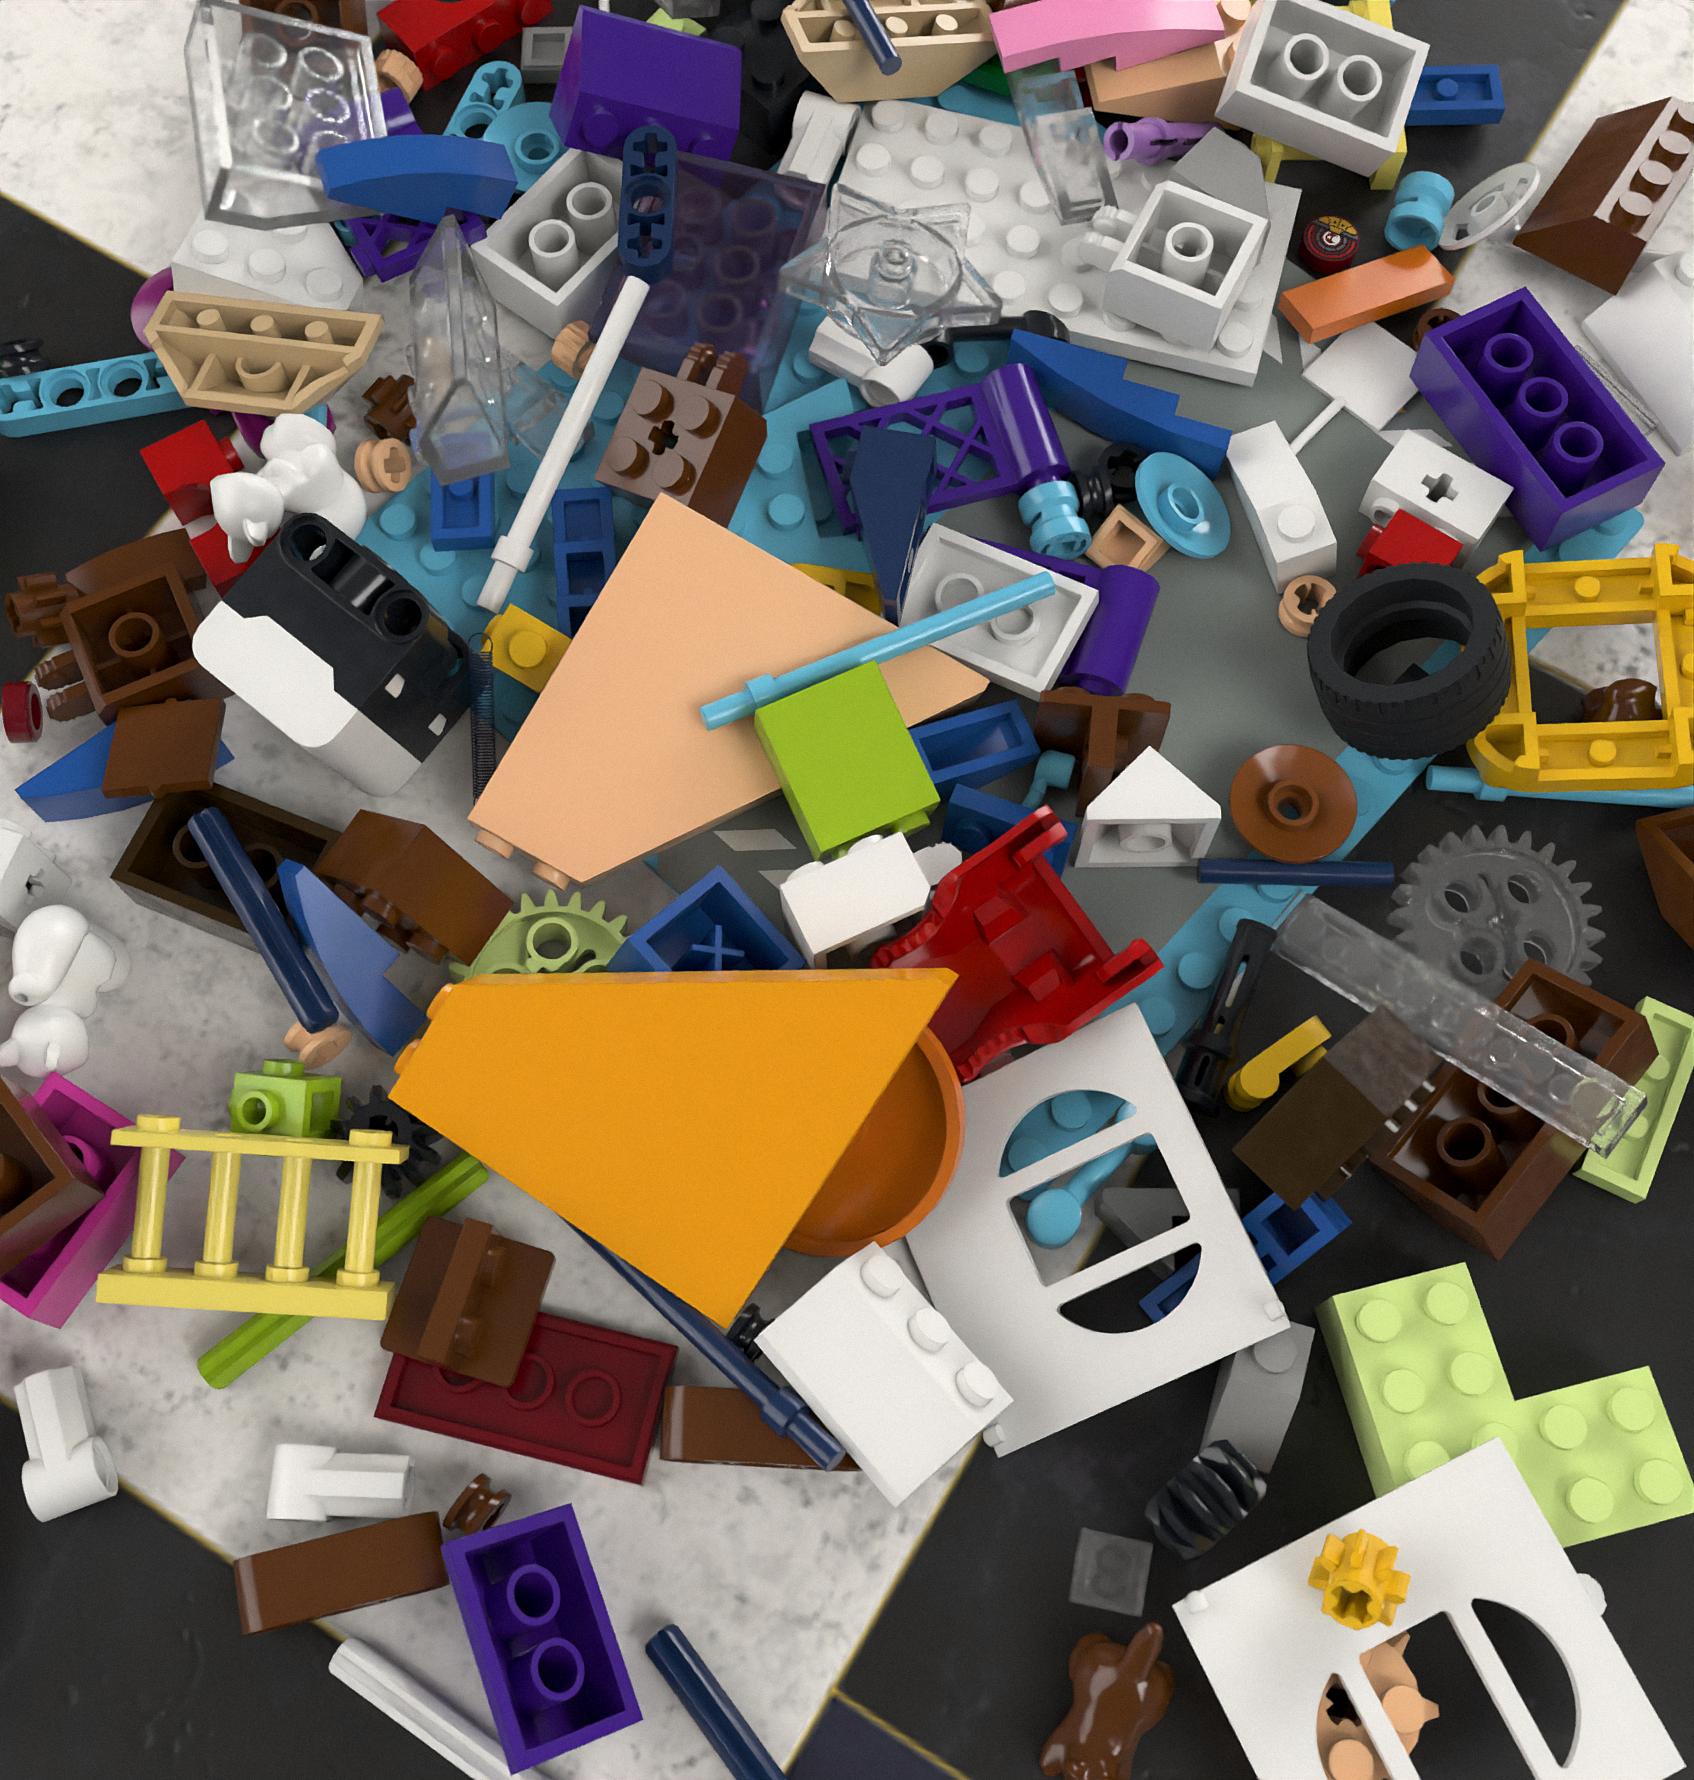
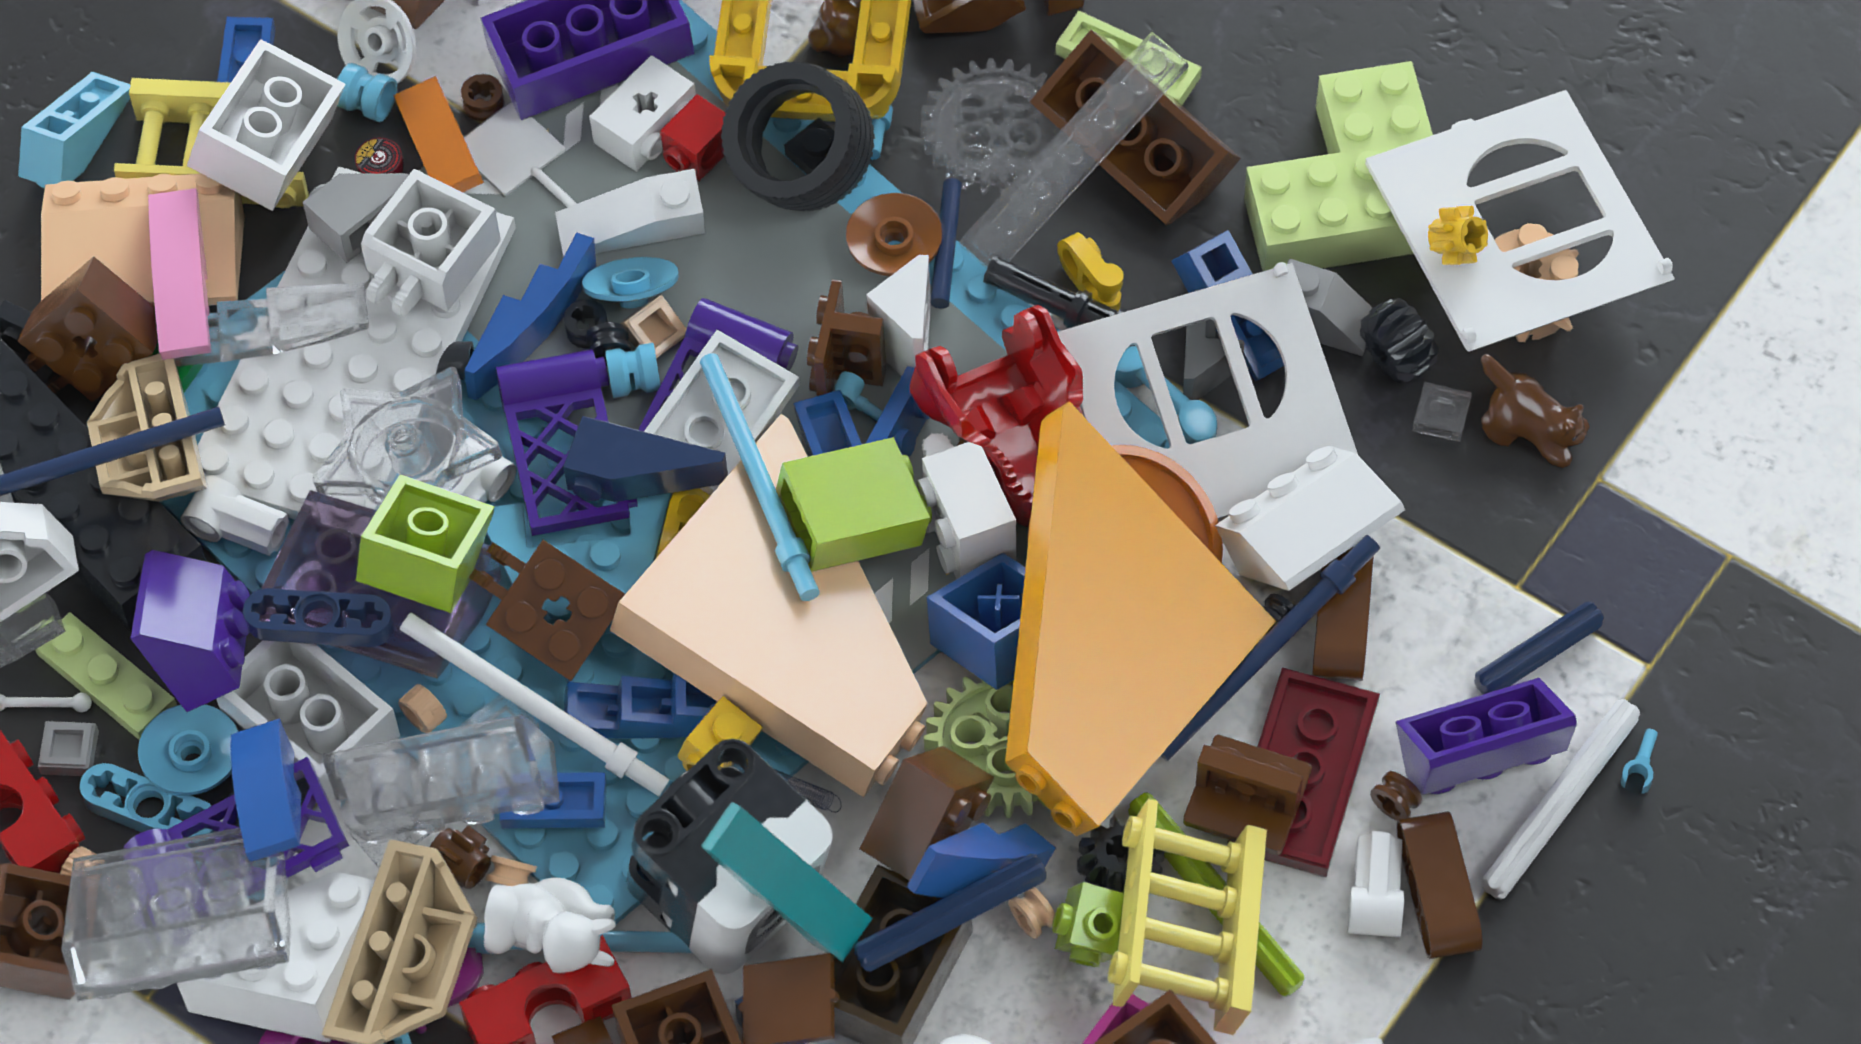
camera: 85 degrees left, 10 degrees down
(236, 676) = (786, 882): none -> teal slope
(736, 280) = (423, 543): none -> lime slope
(1144, 139) = (282, 253): medium lavender pin -> none
(1301, 589) = (722, 222): light nougat bush -> none
(1341, 1110) = (1142, 215): dark brown brick -> none

